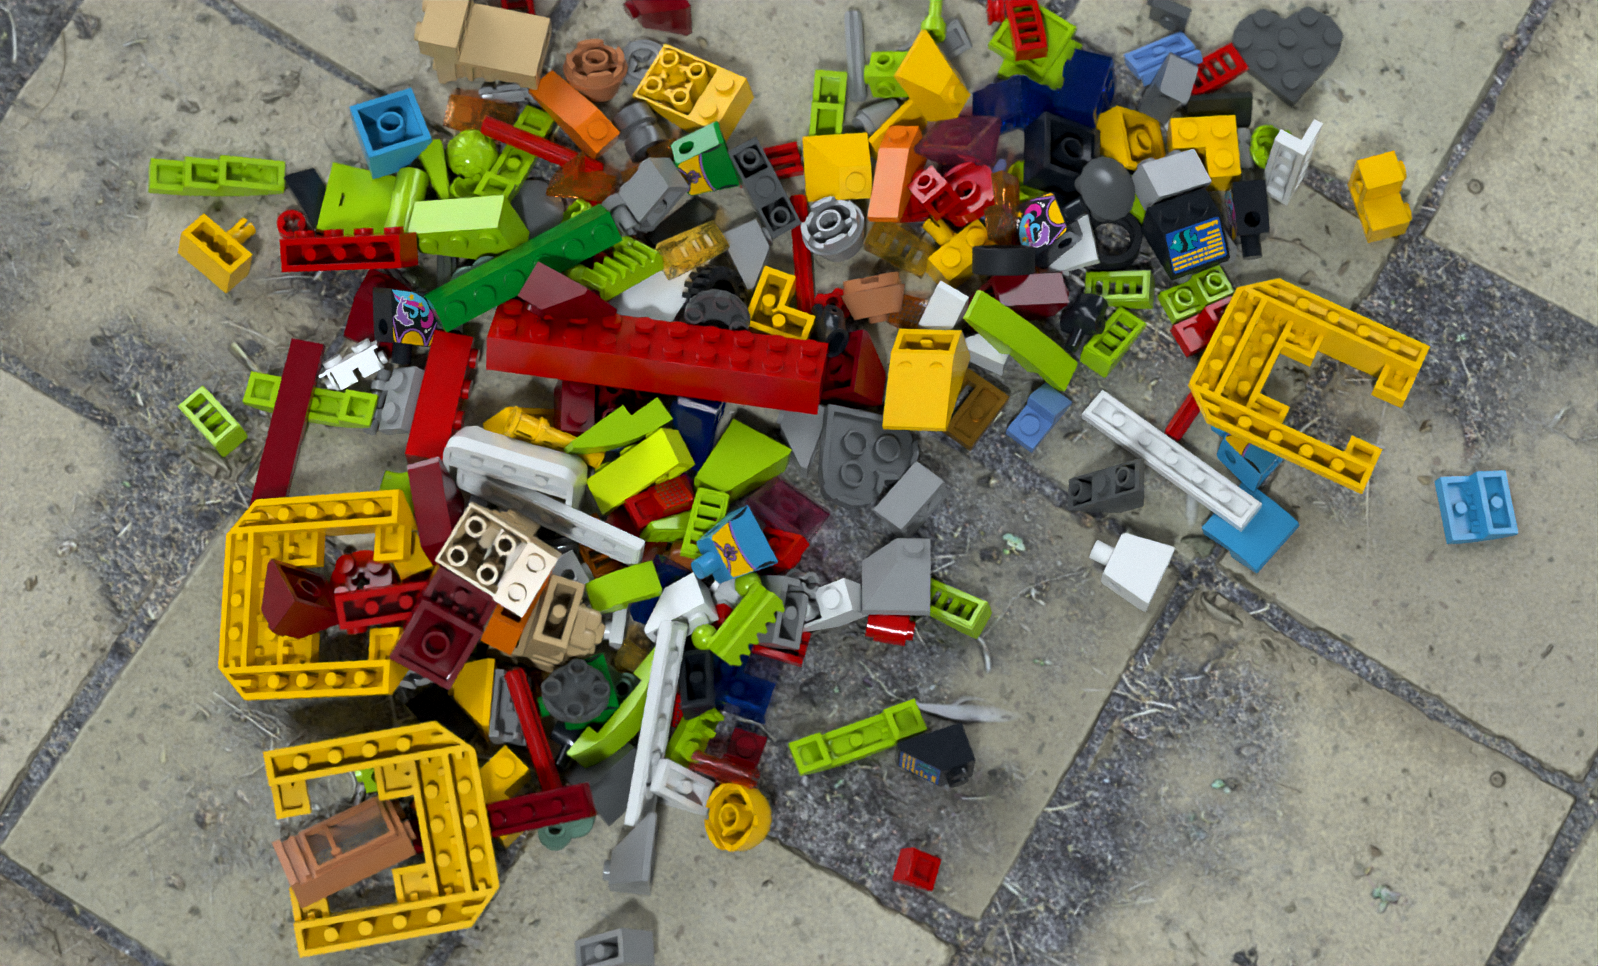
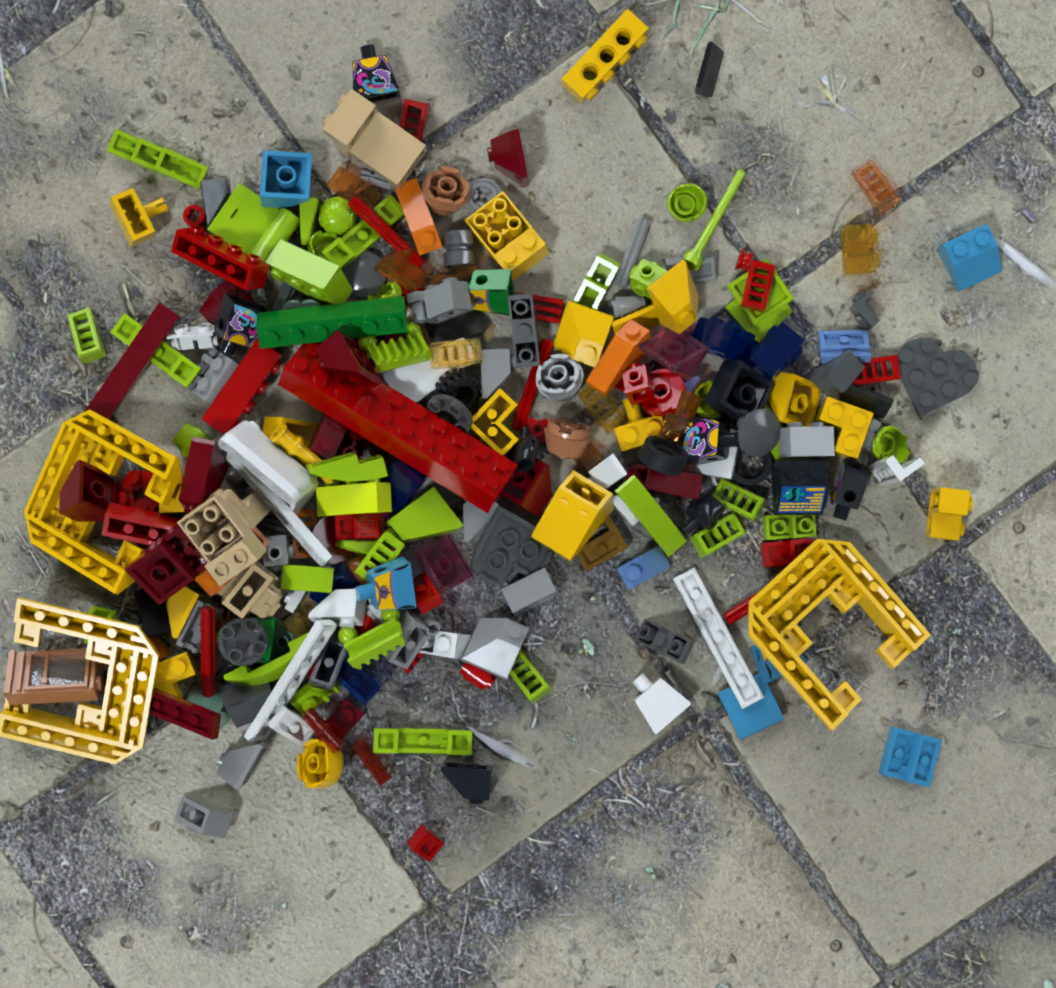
camera: 25 degrees right, 15 degrees up
(802, 793) = (371, 762): none -> clear red pin

